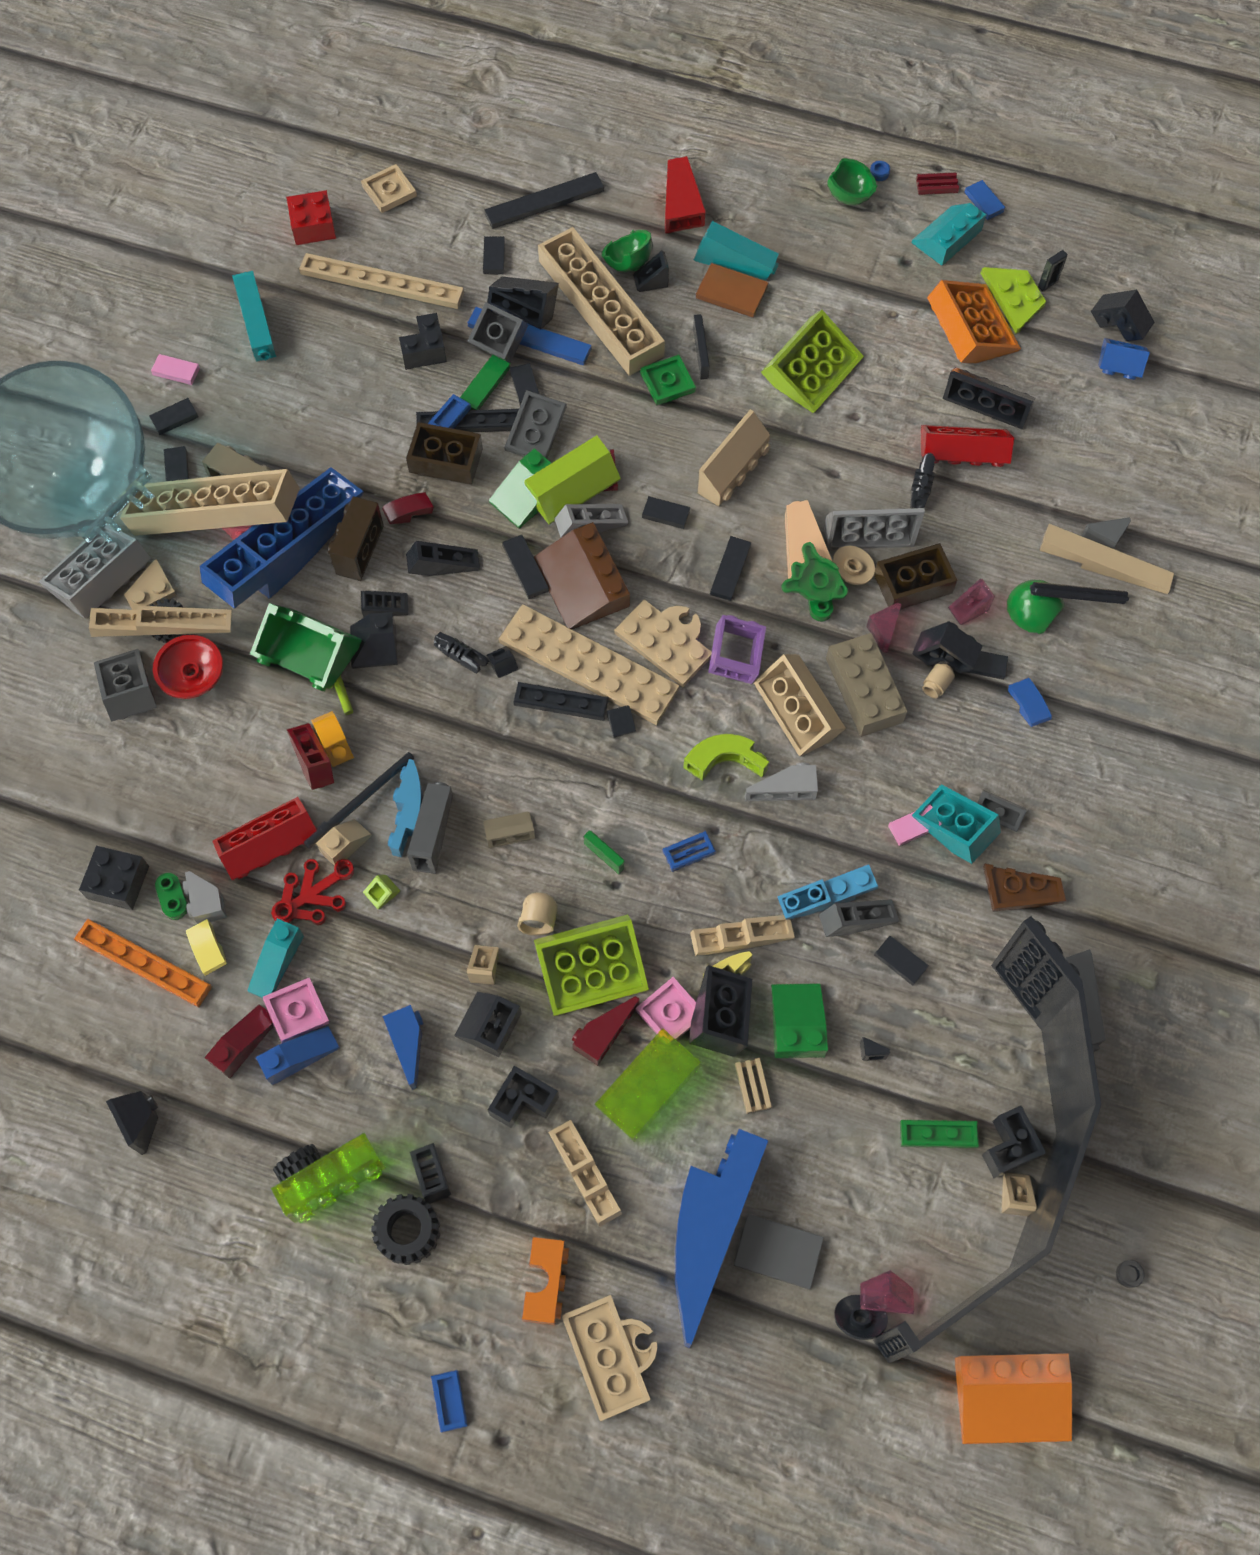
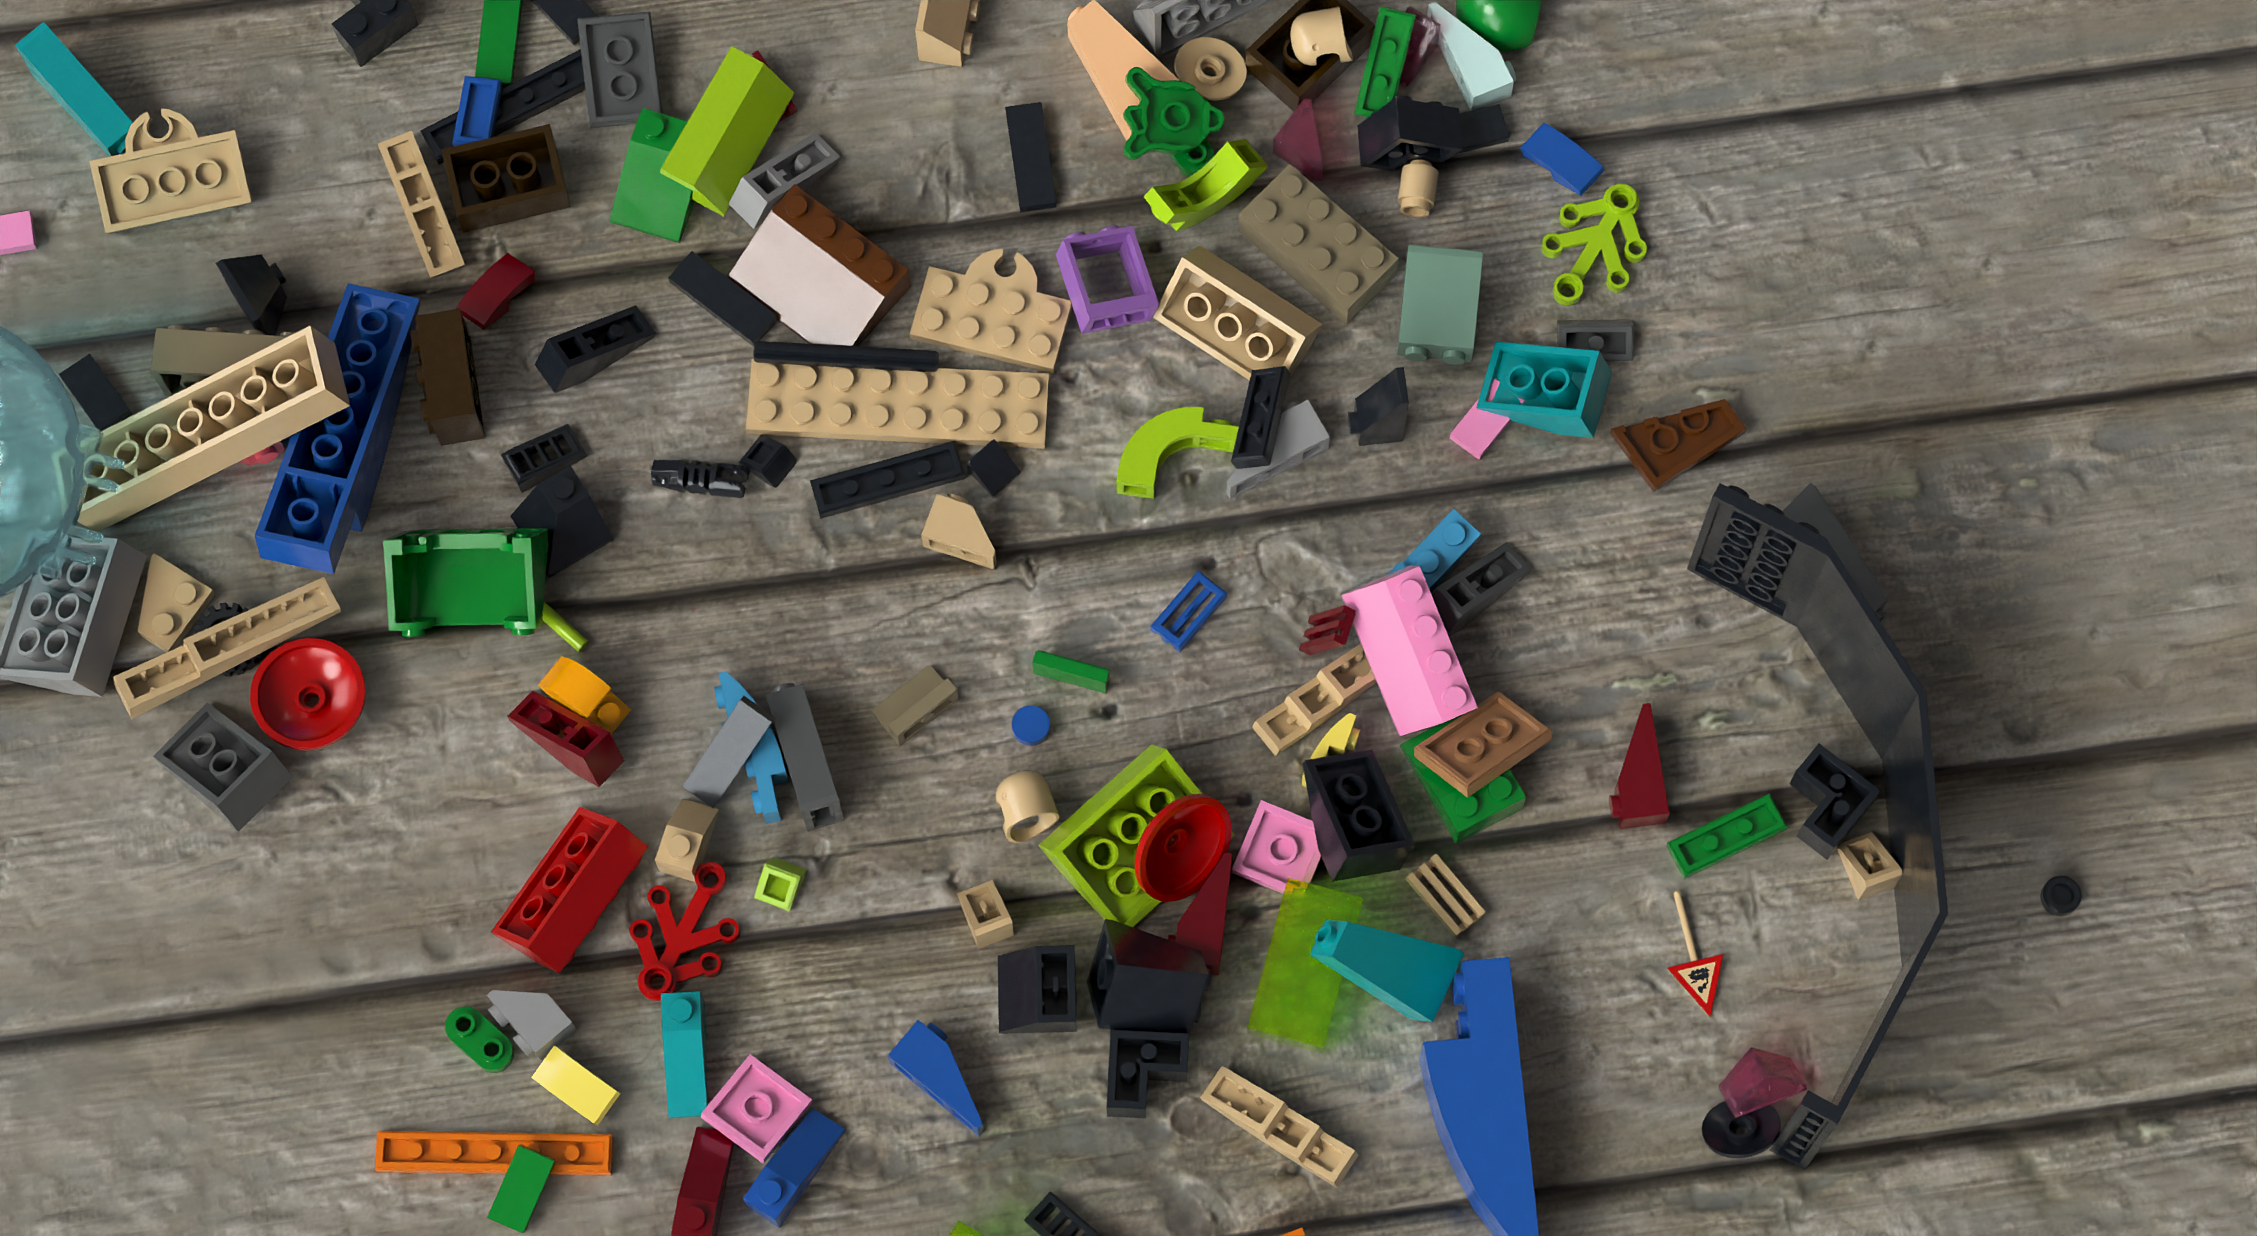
camera: 25 degrees left, 5 degrees up
(114, 877) = (383, 1054): black brick -> none
(143, 989) = (521, 1188): none -> green tile
(173, 416) = (42, 311): black tile -> none
(276, 376) = (169, 175): none -> tan plate
(284, 449) = (256, 290): none -> black slope
(325, 827) = (654, 831): black bar -> none
(389, 803) = (728, 752): none -> tile
(395, 448) = (421, 204): none -> tan slope
(550, 1048) = (1145, 981): none -> black slope
(566, 871) = (1030, 725): none -> blue tile
(573, 625) = (846, 356): none -> black axle
(581, 744) = (957, 531): none -> tan slope
(611, 980) = (1182, 847): none -> red dish
(666, 512) = (889, 114): black tile -> none
(698, 1112) = (1392, 967): none -> teal slope
(762, 898) = (1328, 623): none -> dark red tile
(778, 1251) = (1590, 1098): dark grey tile -> none
(783, 762) = (1260, 417): none -> black tile
(801, 932) = (1409, 651): none -> bright pink slope
(818, 1007) = (1482, 743): none -> medium nougat tile
(819, 628) = (1210, 188): none -> lime arch
(854, 790) = (1381, 411): none -> black slope
(873, 1051) = (1584, 767): black slope -> none
(881, 1209) = (1697, 976): none -> piece
(900, 1078) = (1640, 789): none -> dark red slope
(901, 960) = (1561, 622): black tile -> none
(918, 747) = (1439, 304): none -> sand green slope
(923, 568) = (1319, 34): none -> tan helmet
(954, 601) = (1385, 60): none -> green tile
(1005, 627) = (1473, 61): none -> light aqua slope
(1014, 1398) = (1986, 1129): orange slope -> none
(1028, 755) = (1597, 239): none -> lime plant

